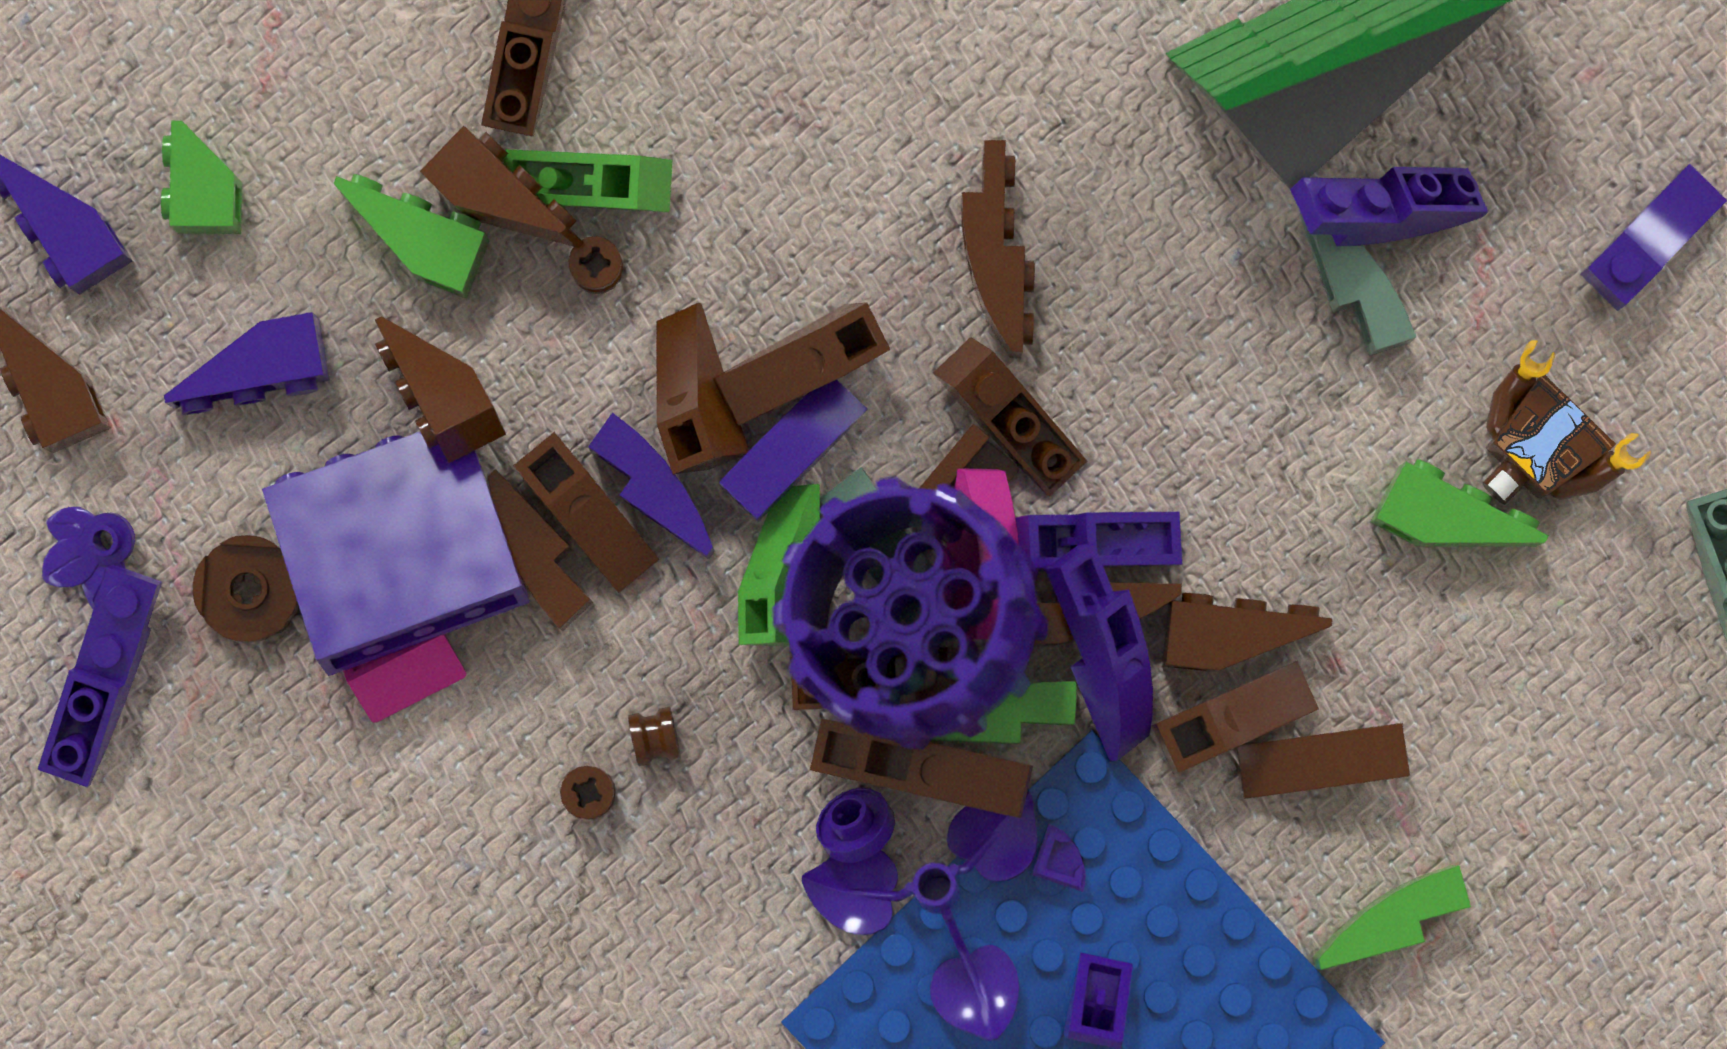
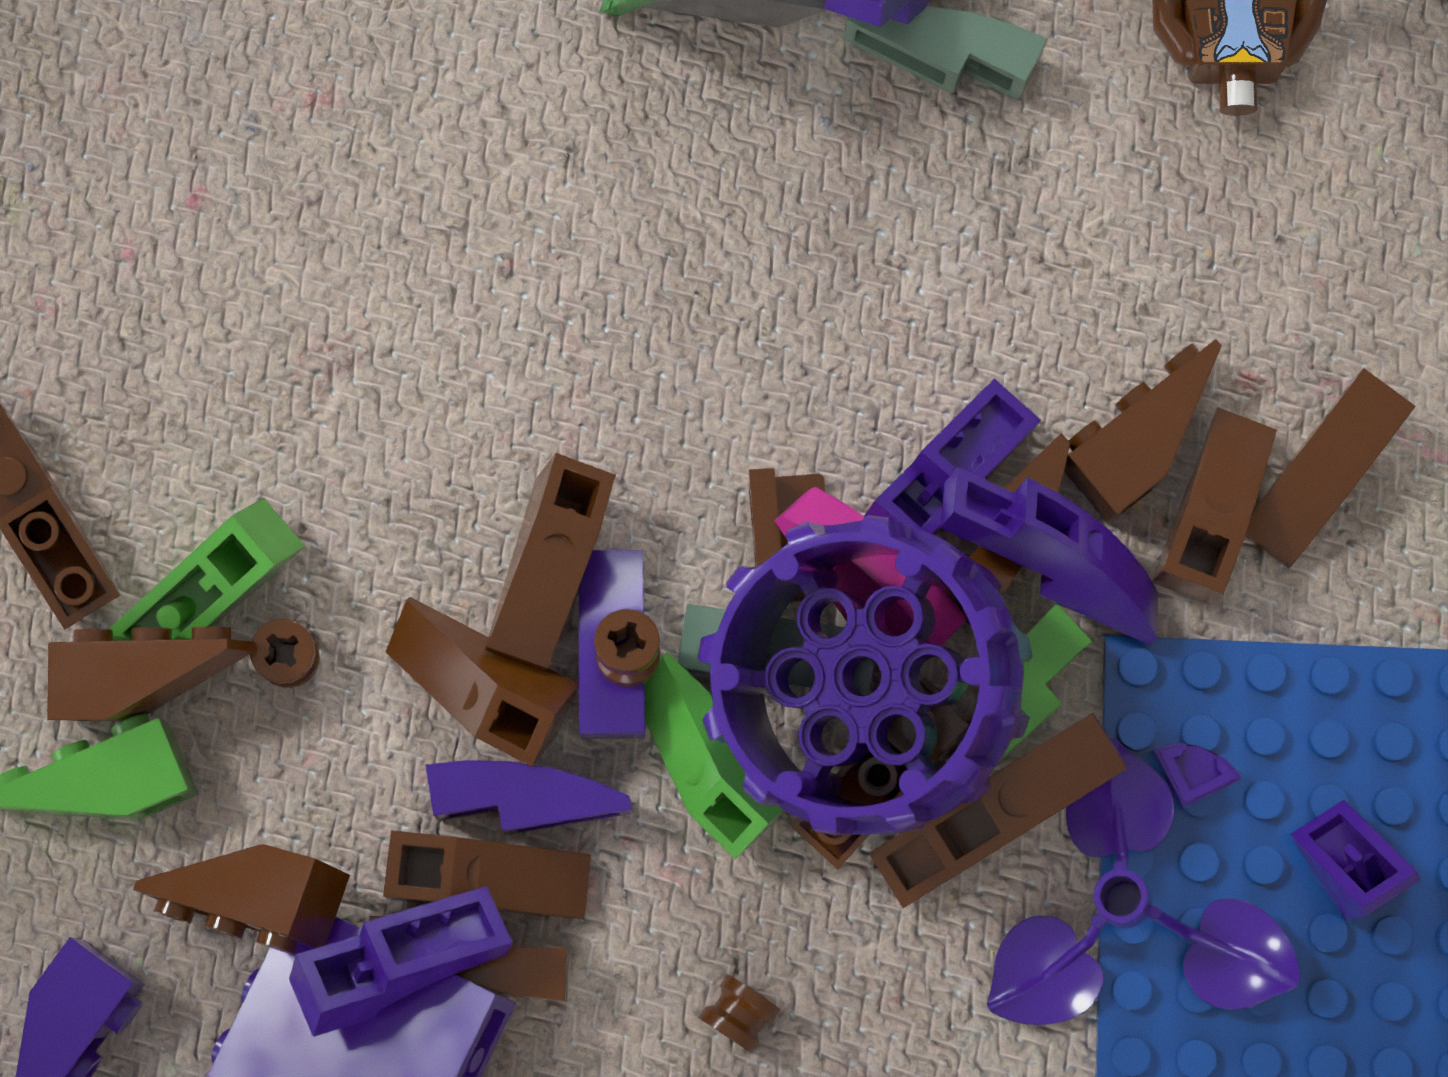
camera: 45 degrees left, 5 degrees down
(485, 509) = (396, 957): none -> dark purple slope
(786, 467) = (627, 663): none -> reddish brown wheel
(855, 825) = (990, 916): dark purple plate -> none
(996, 270) = (637, 325): reddish brown slope -> none
(1010, 415) = (761, 432): reddish brown slope -> none
(1436, 514) = (1205, 172): bright green slope -> none

